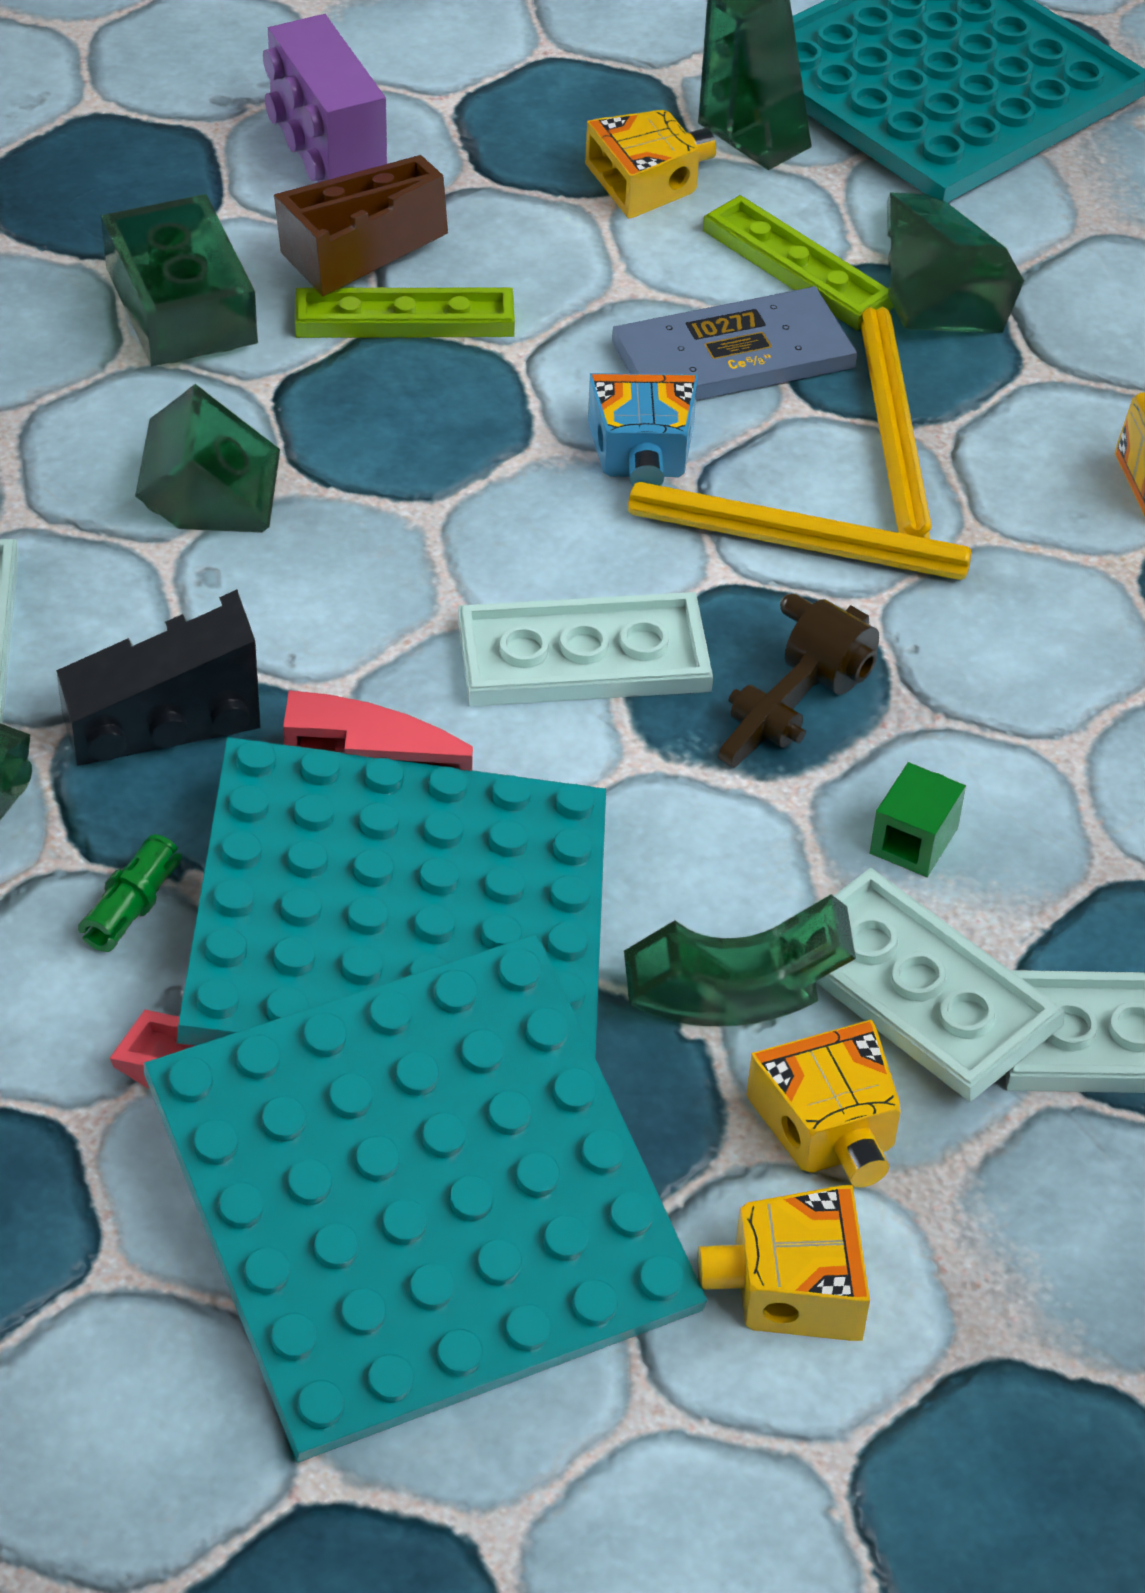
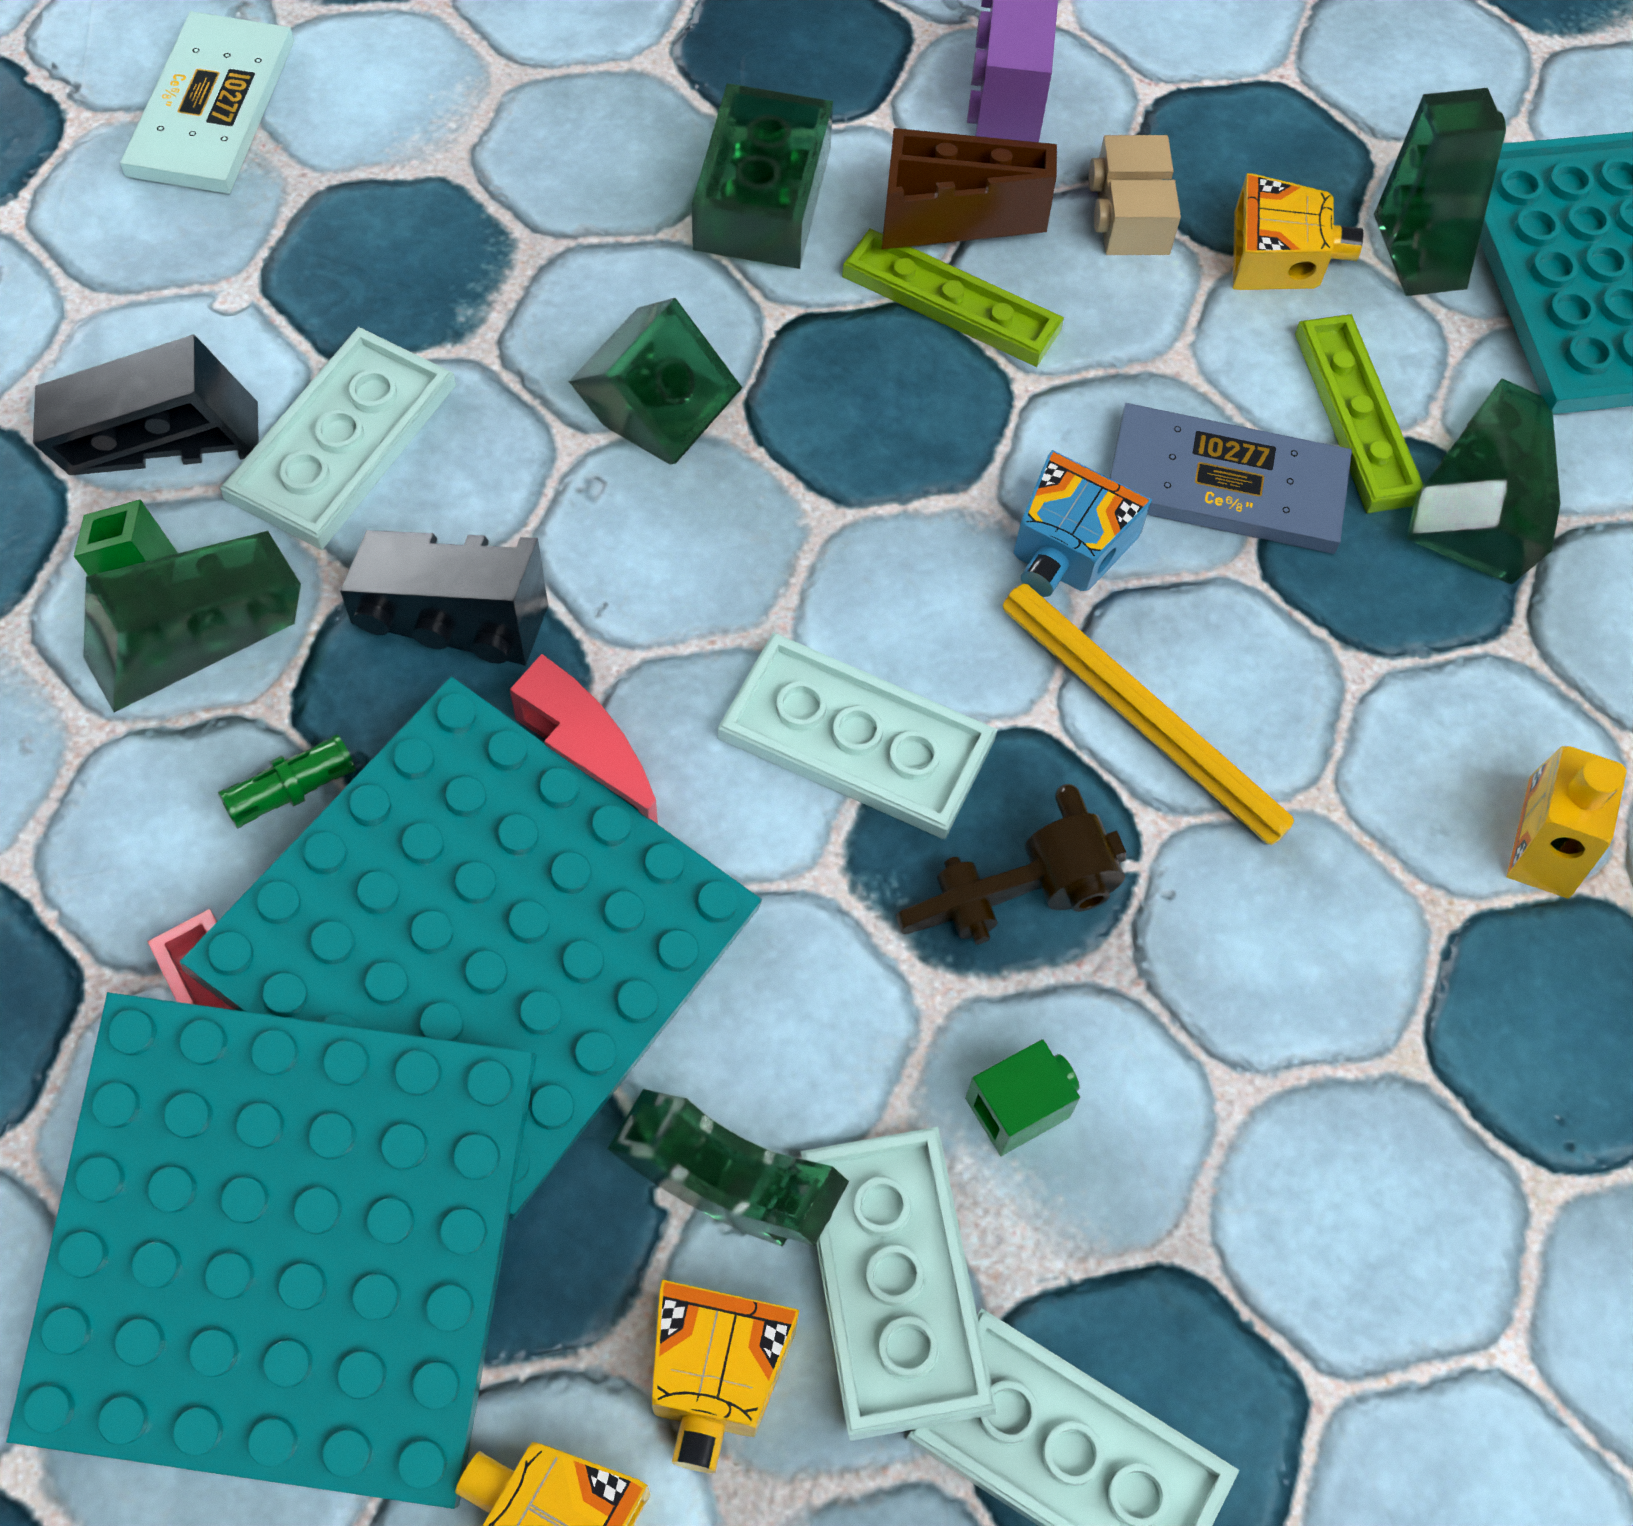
camera: 30 degrees right, 15 degrees up
(502, 176) = (1133, 203): none -> tan piece
(895, 424) = (1322, 642): yellow axle -> none

